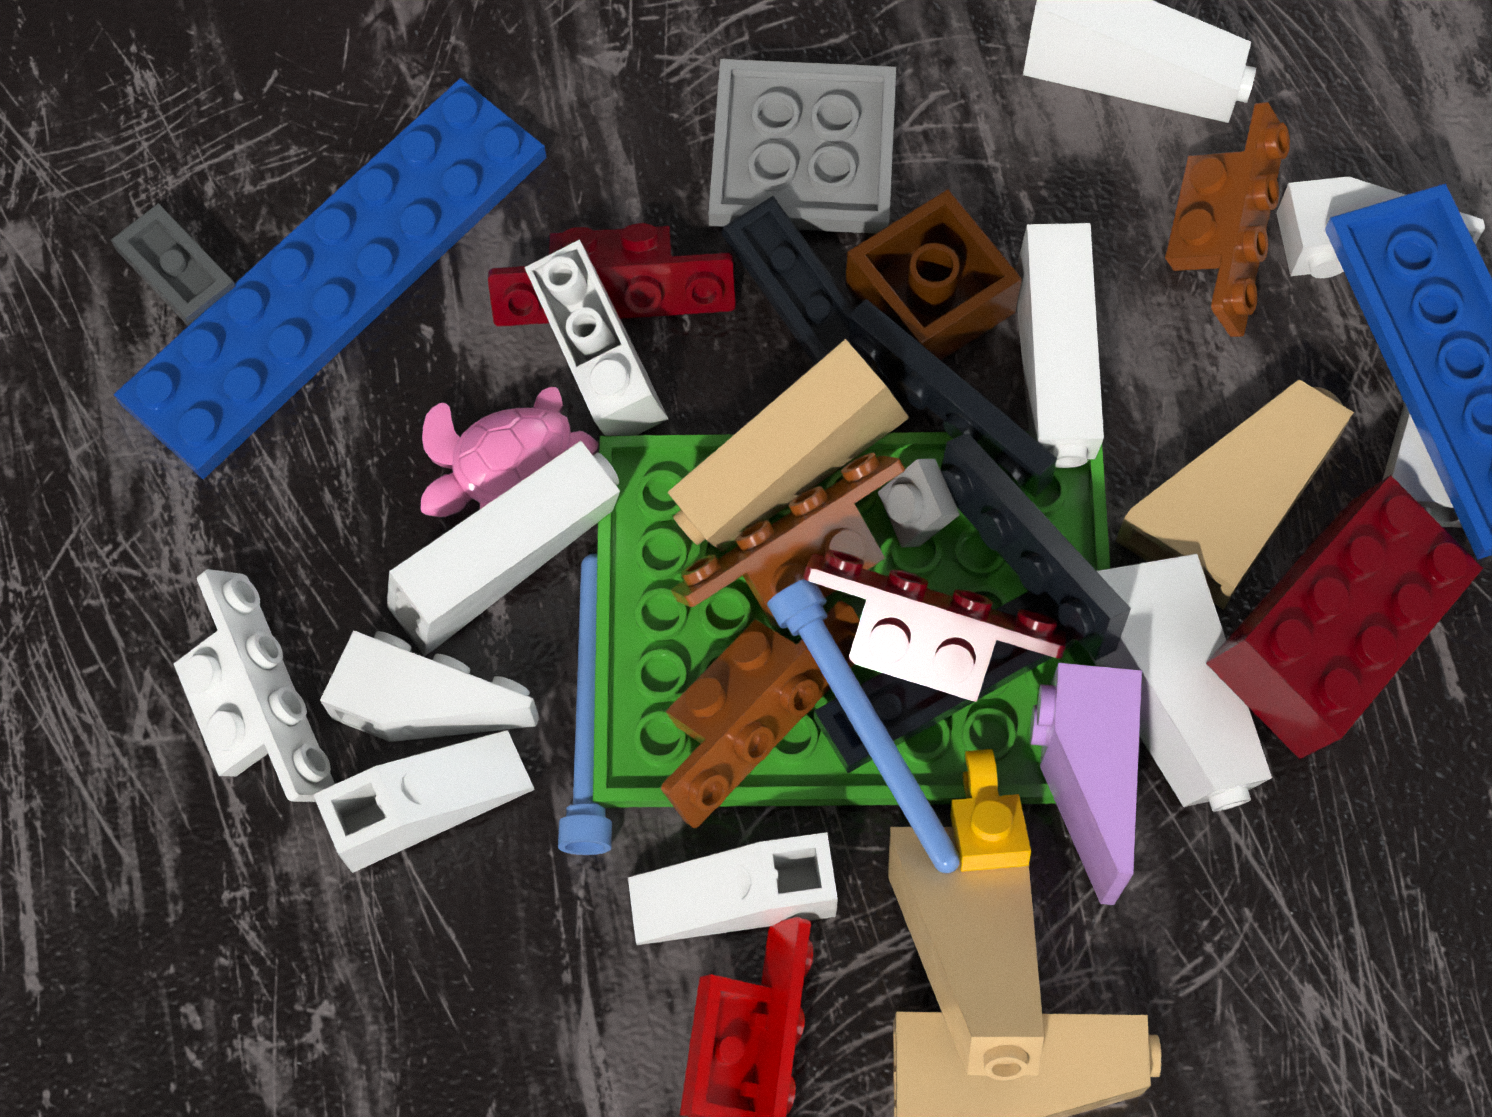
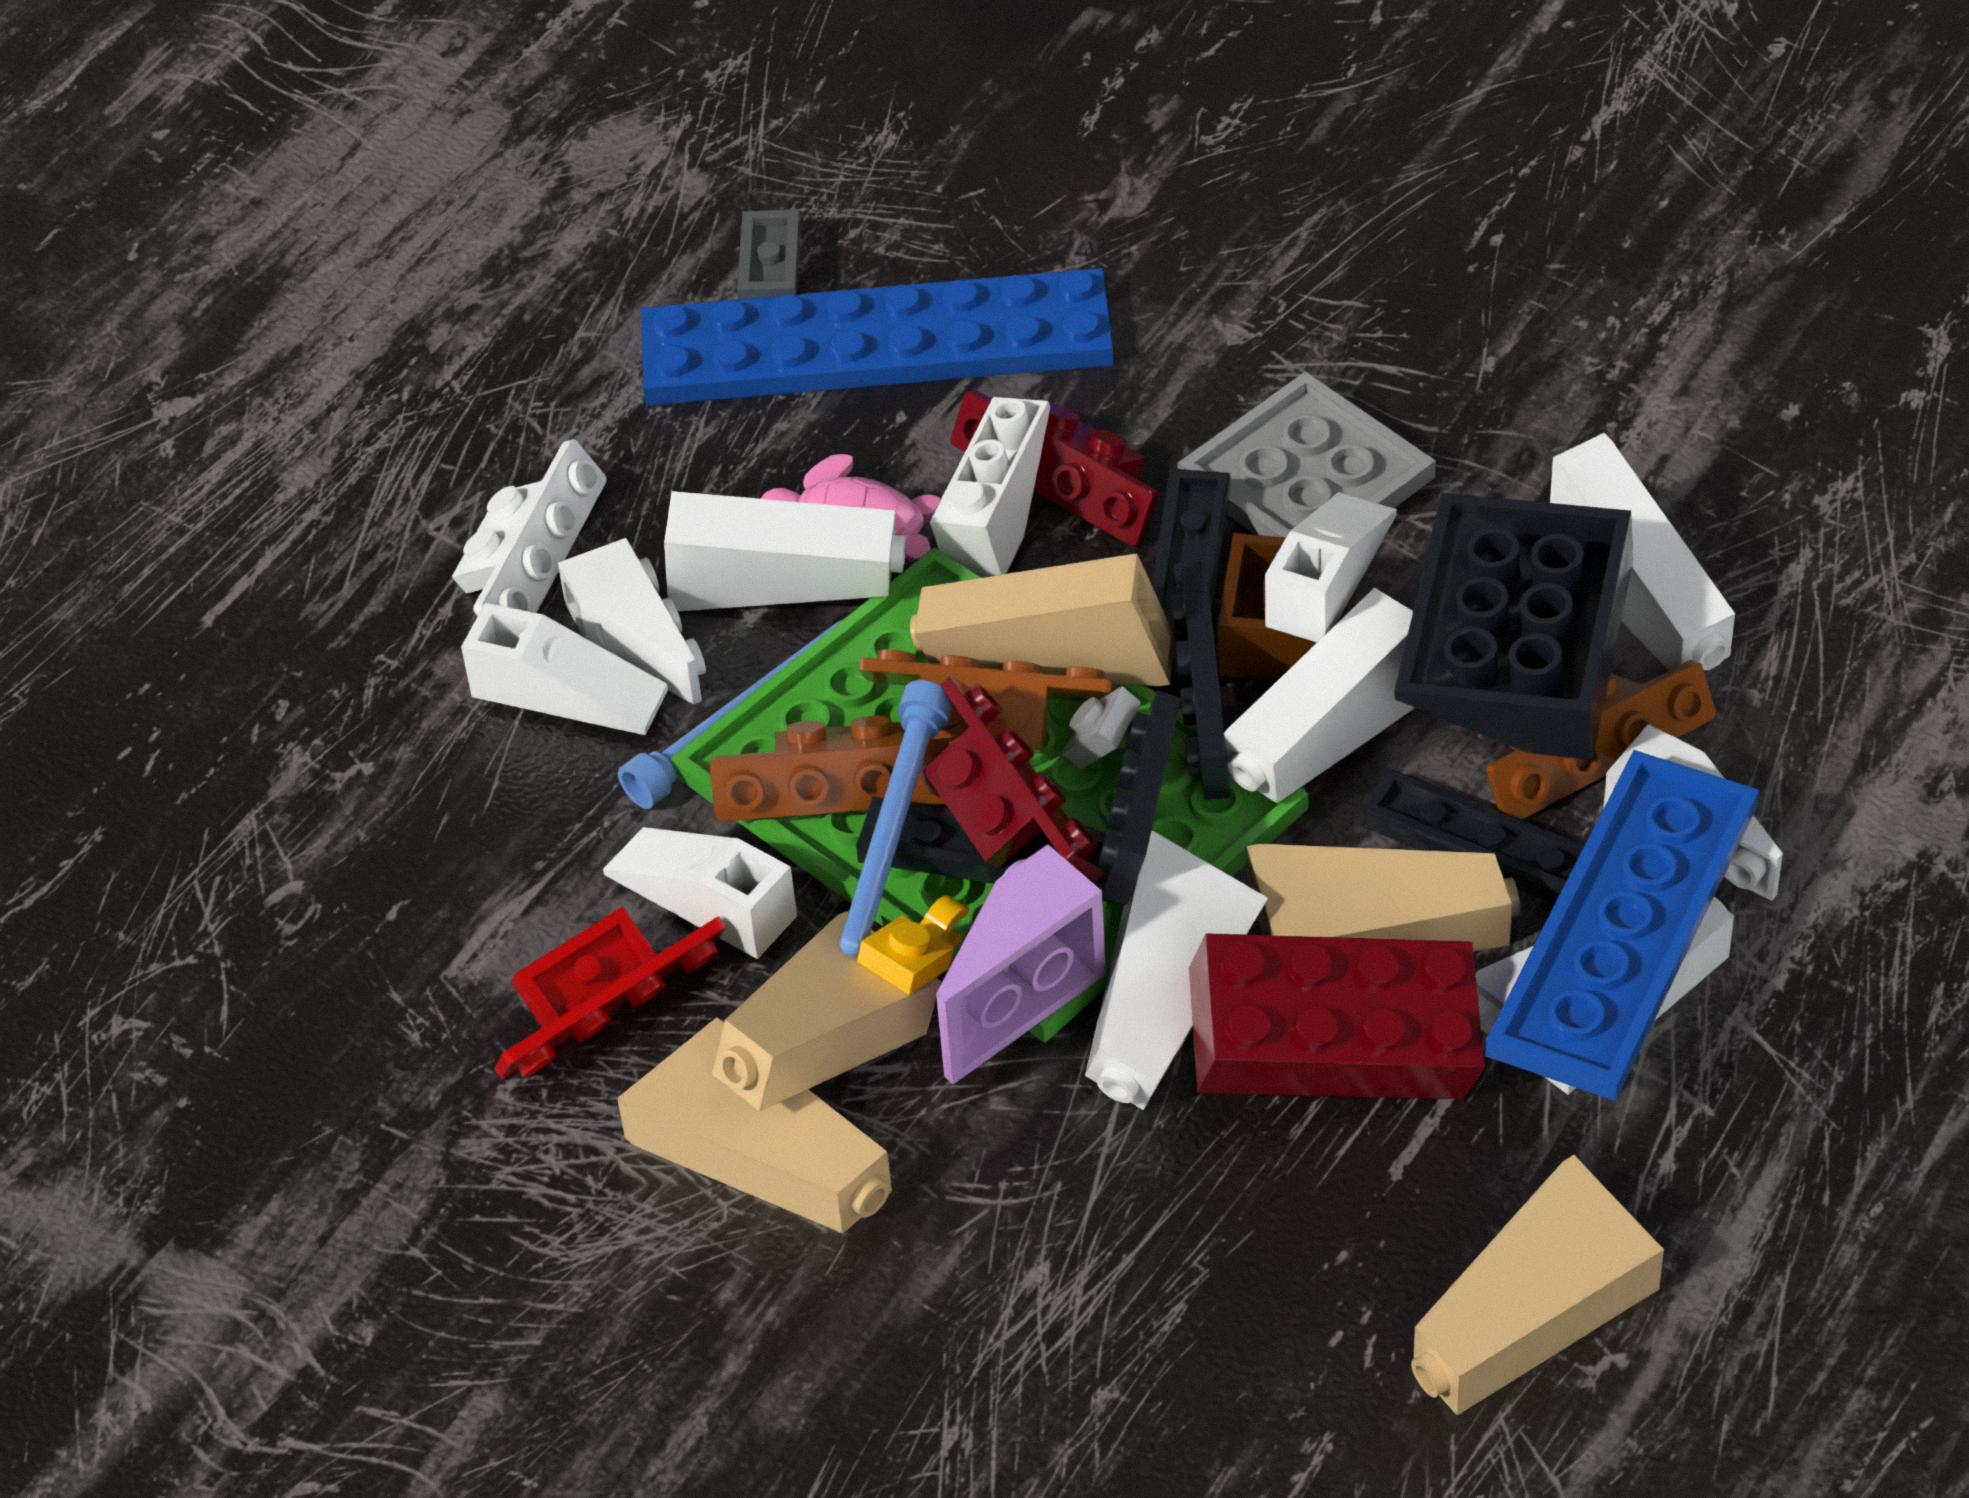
camera: 45 degrees right, 20 degrees down
(970, 228) = (1323, 565): none -> white slope
(1159, 167) = (1519, 620): none -> black slope
(1249, 364) = (1445, 821): none -> black tile

